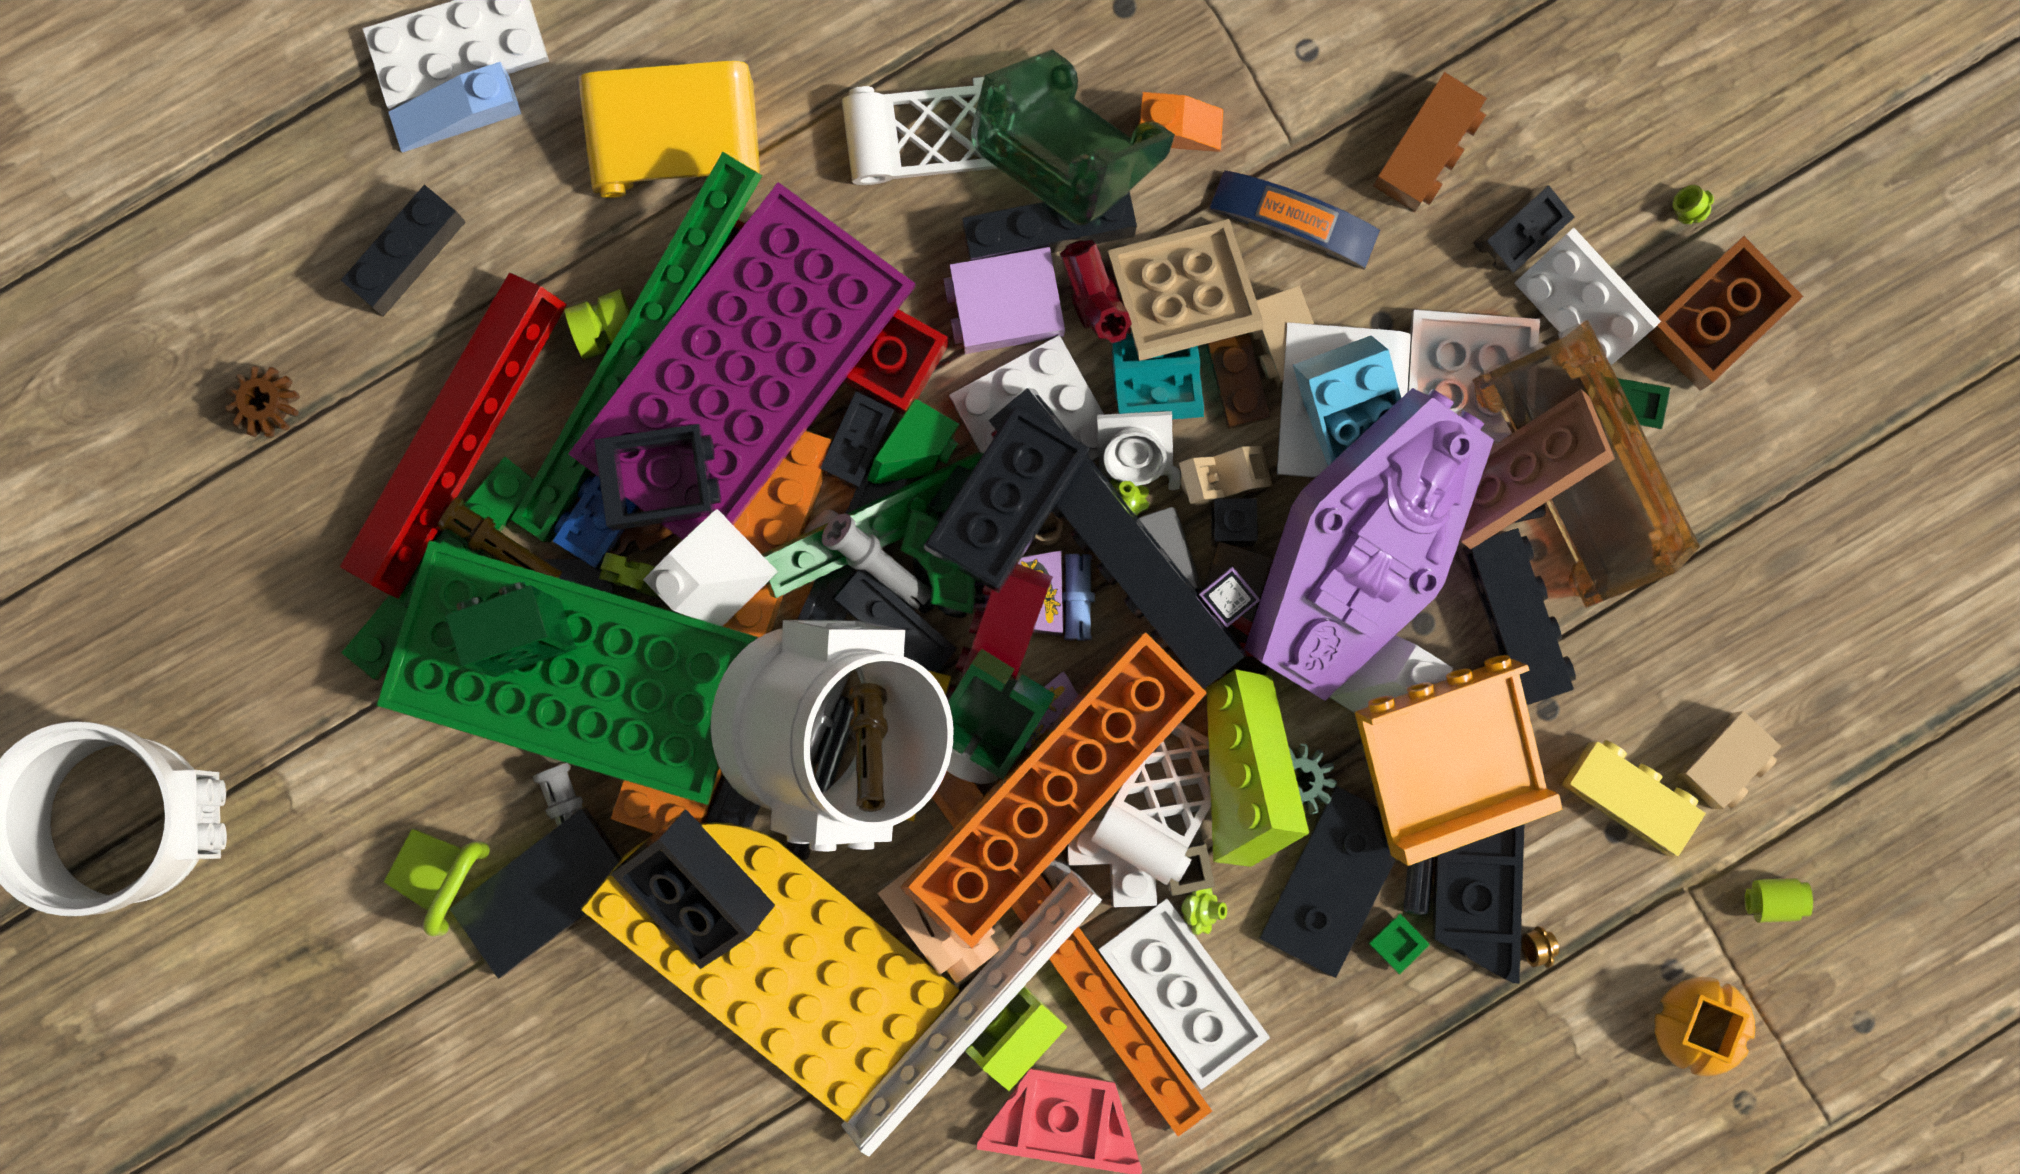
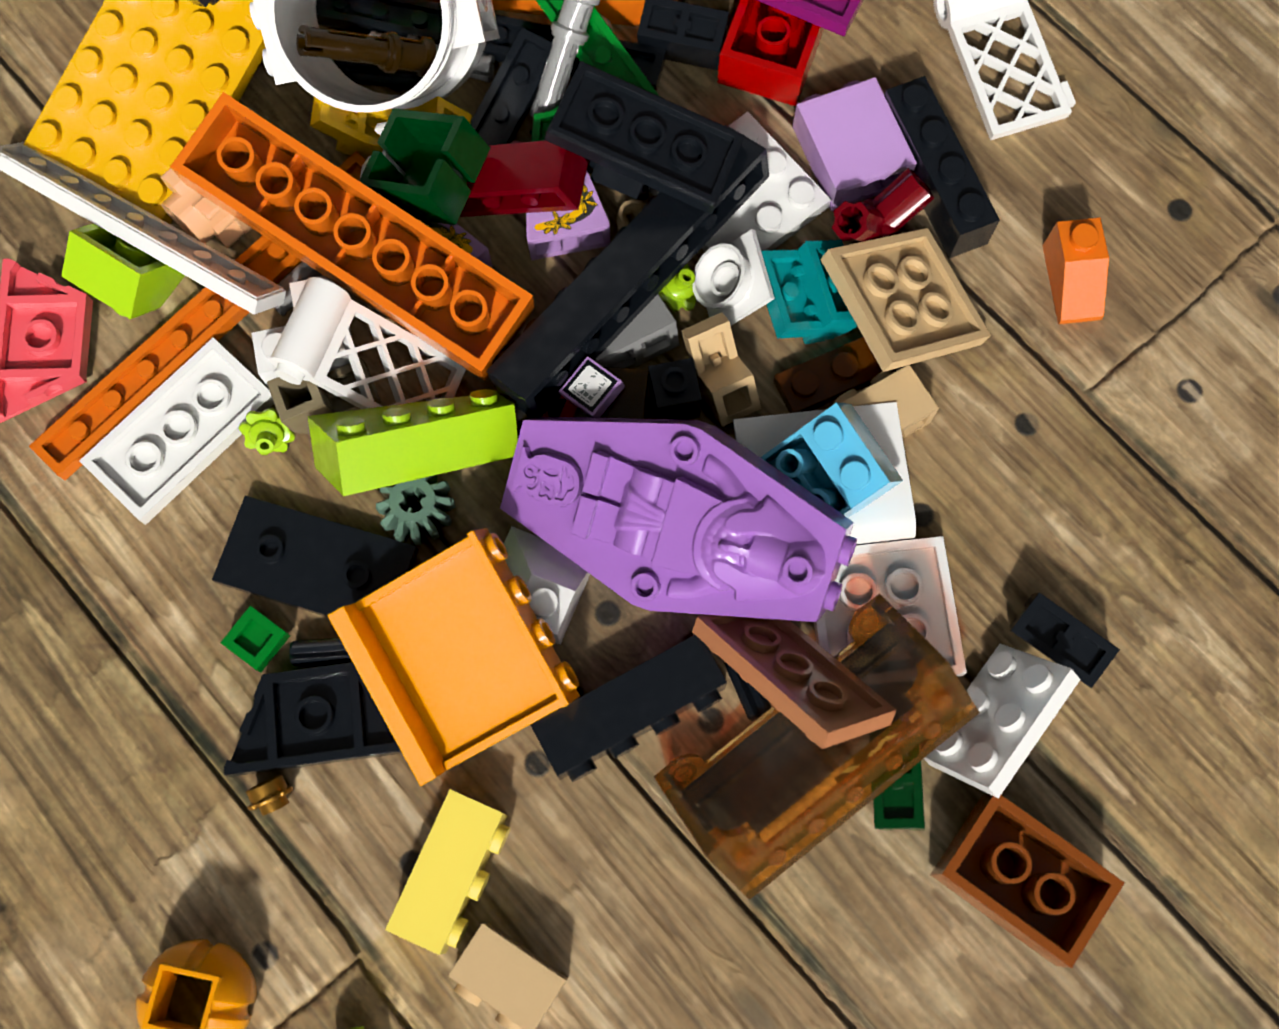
camera: 85 degrees right, 10 degrees down
(915, 445) = (688, 74): green slope -> none
(1056, 144) = (1029, 146): clear green windscreen -> none
(1078, 597) = (561, 264): light blue pin -> none
(1295, 216) = (1010, 408): dark blue slope -> none
(1431, 143) = (1130, 524): dark orange brick -> none
(1692, 204) = (1142, 827): lime plate -> none

